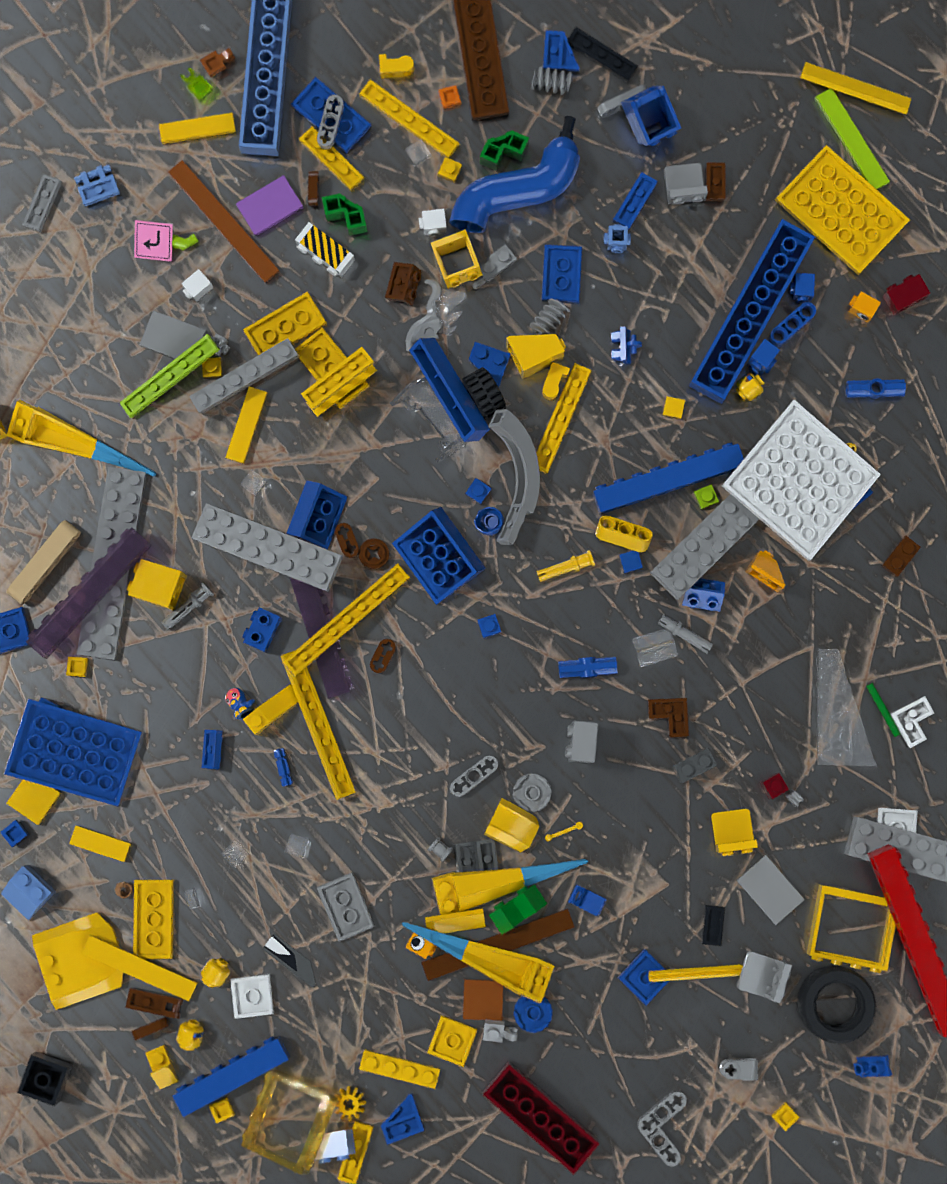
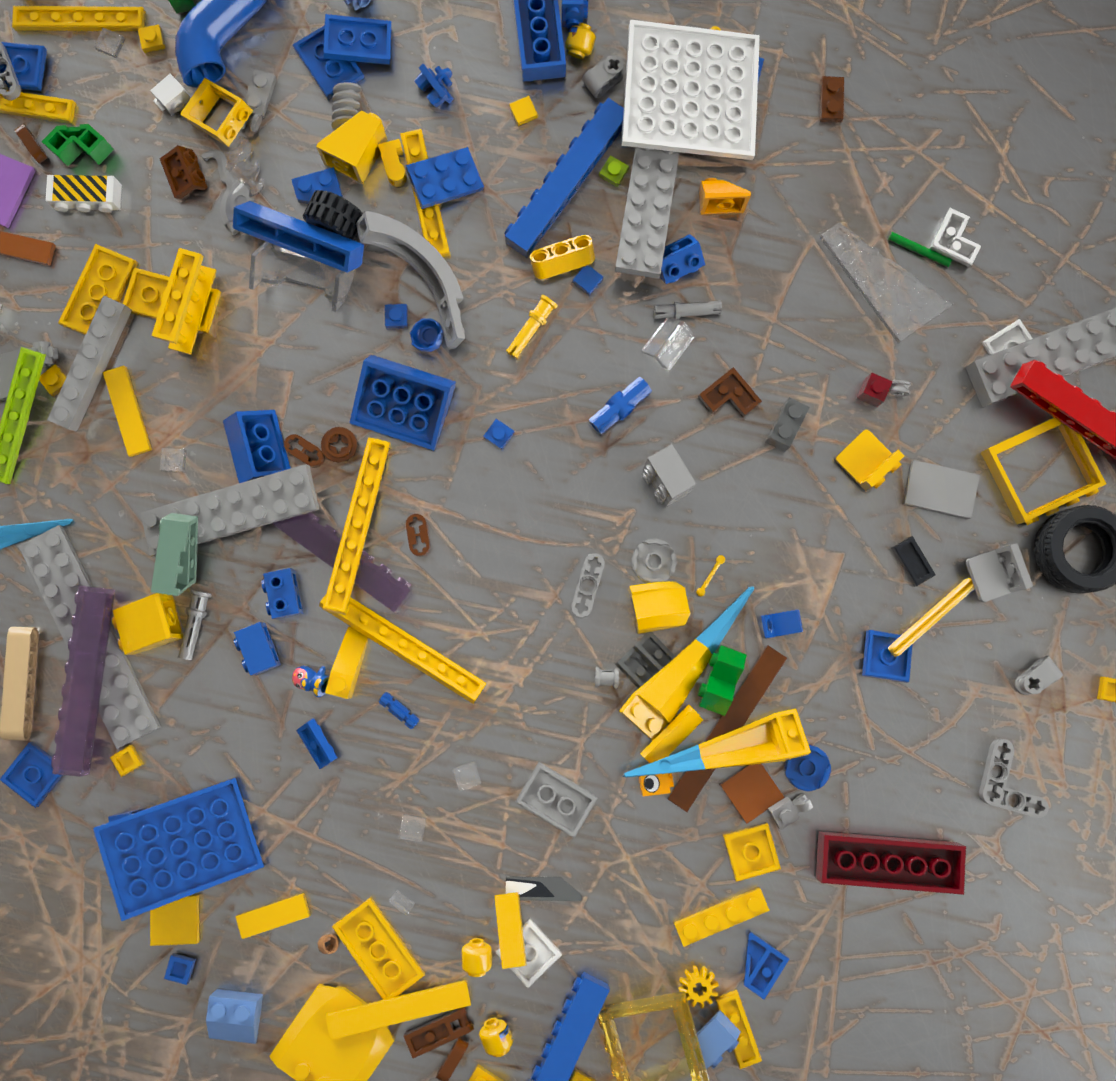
camera: 40 degrees left, 0 degrees up
(210, 552) = (176, 554): none -> sand green wedge
(217, 655) = (256, 649): none -> blue brick
(251, 971) = (510, 930): none -> yellow tile
(582, 417) = (444, 177): none -> blue plate
(592, 274) = (357, 39): none -> blue plate
(746, 424) = (604, 75): none -> light grey piece

